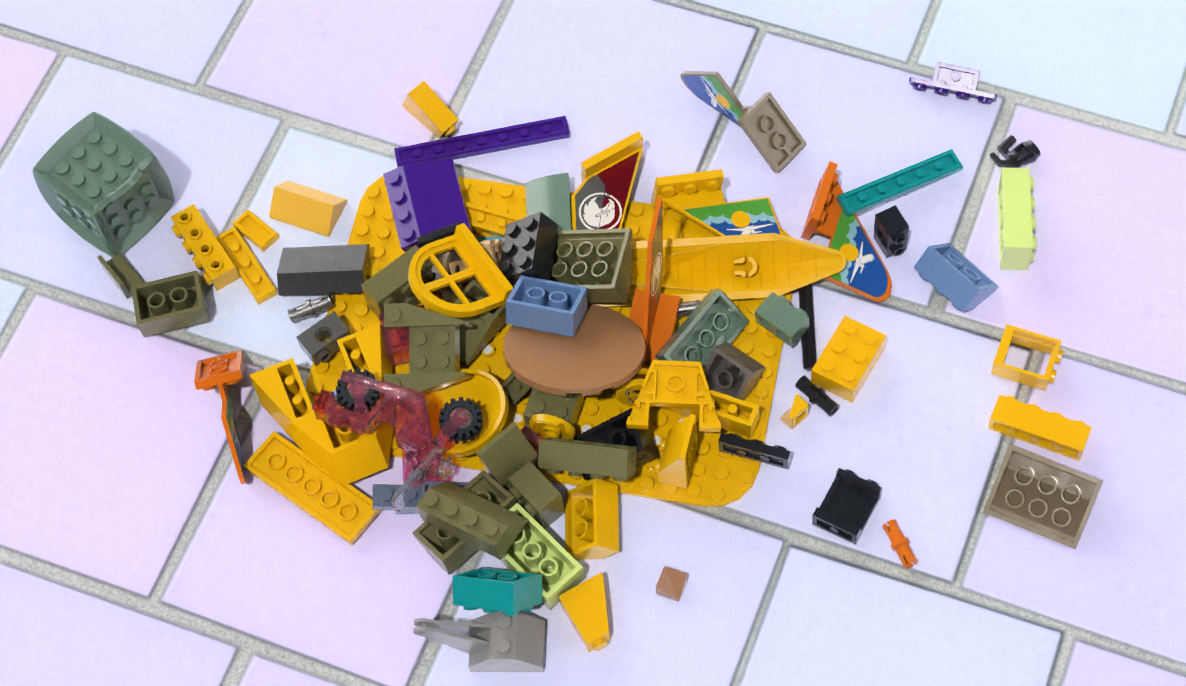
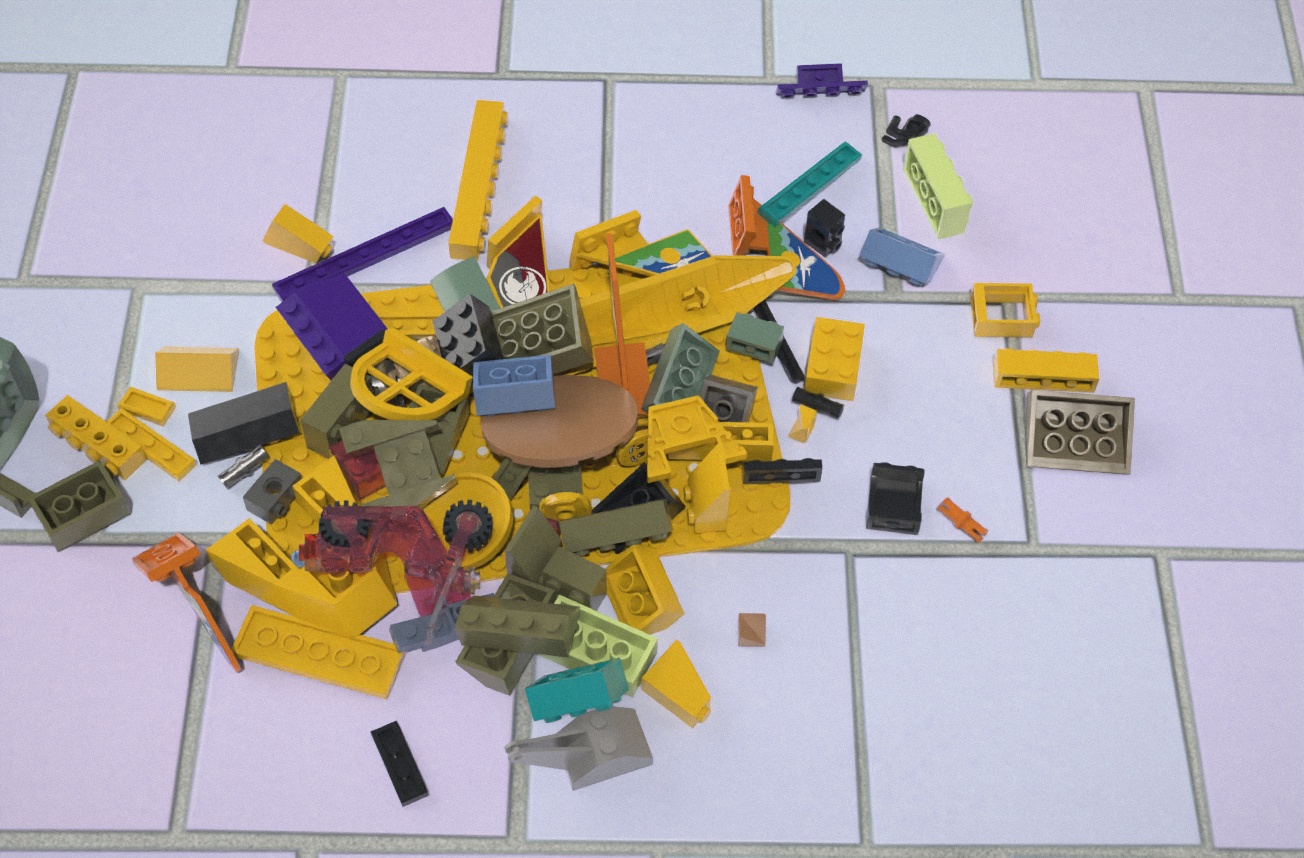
camera: 30 degrees left, 5 degrees down
(341, 602) = (399, 763): none -> black tile
(603, 97) = (477, 180): none -> yellow brick
(762, 122) = (652, 160): dark tan piece -> none

